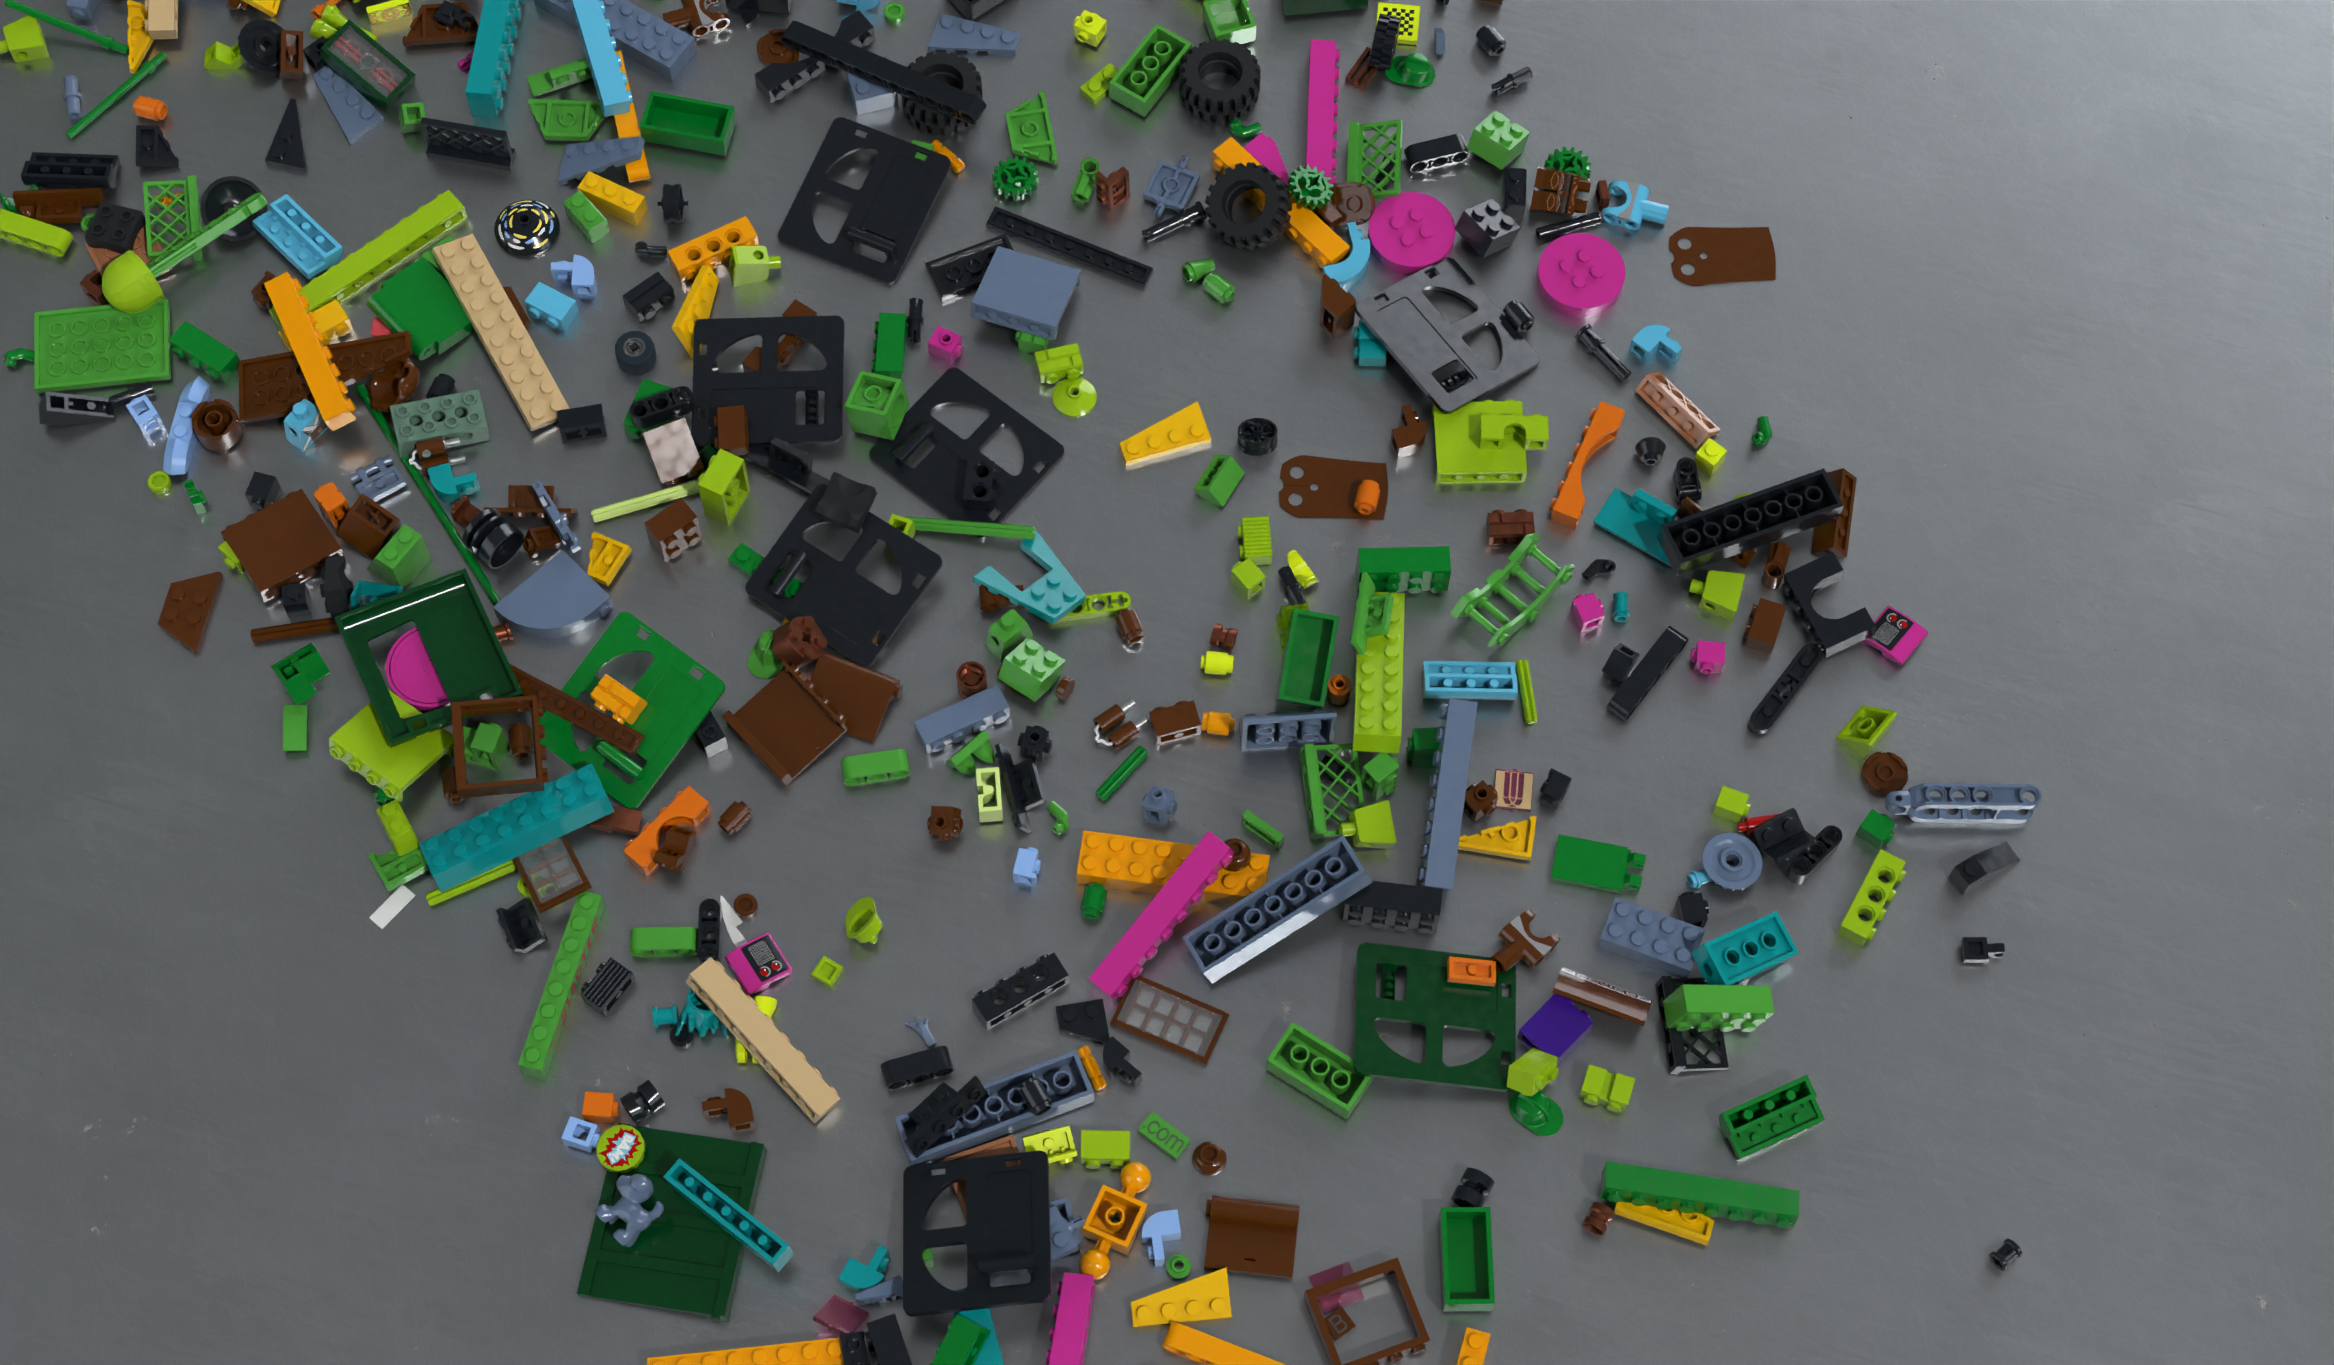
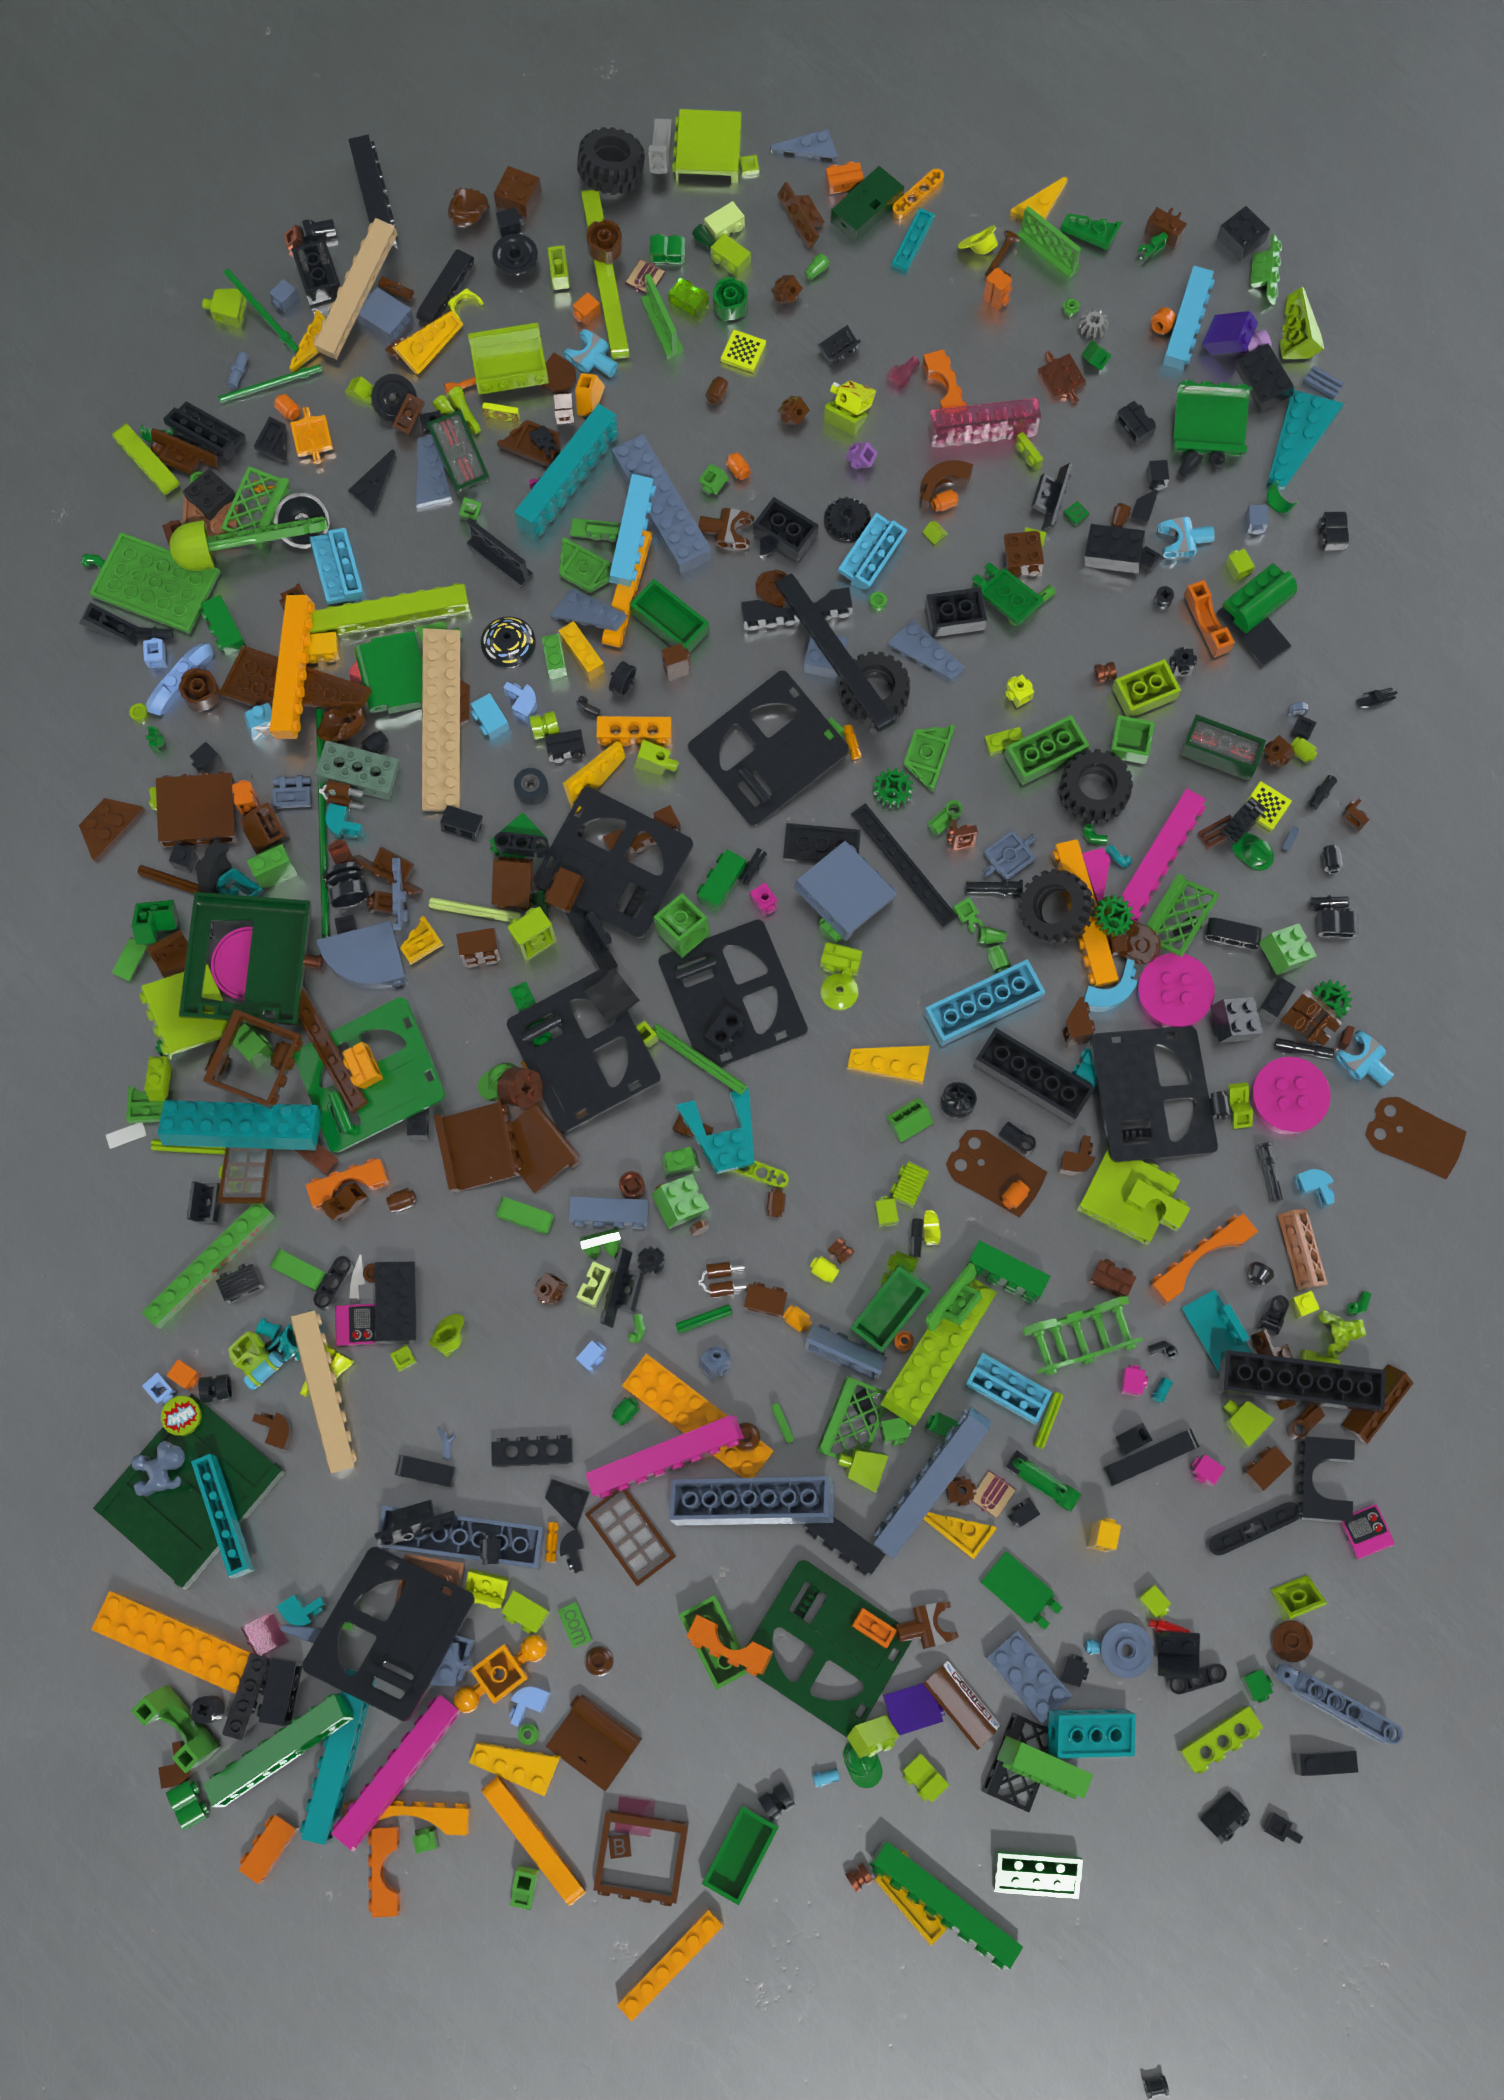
camera: 30 degrees right, 10 degrees up
(193, 124) = (311, 435): none -> light orange plate
(339, 698) = (170, 954): none -> reddish brown bracket
(513, 579) = (345, 924): none -> black plate
(617, 285) = (544, 725): none -> lime wheel
(668, 1051) = (253, 1359): none -> lime piece
(719, 161) = (676, 661): none -> reddish brown brick
(787, 918) = (394, 1302): none -> black brick
(1160, 259) = (966, 912): none -> bright green plate
(1228, 333) = (984, 1002): none -> medium azure brick
(1283, 138) = (1117, 857): none -> teal arm
(1319, 376) = (1034, 1075): none -> black brick
(1336, 444) = (1016, 1137): none -> black piece
(1367, 1054) = (706, 1634): none -> orange arch
(1507, 1143) = (826, 1777): none -> medium azure pin
(1531, 96) = (1337, 923): none -> black brick
(1544, 312) = (1241, 1110): none -> lime slope
(1583, 751) = (1056, 1490): none -> green piece
(1646, 762) = (1104, 1535): none -> yellow brick
(1764, 462) = (1342, 1332): none -> lime animal
(1921, 968) = (1226, 1817): none -> black bracket

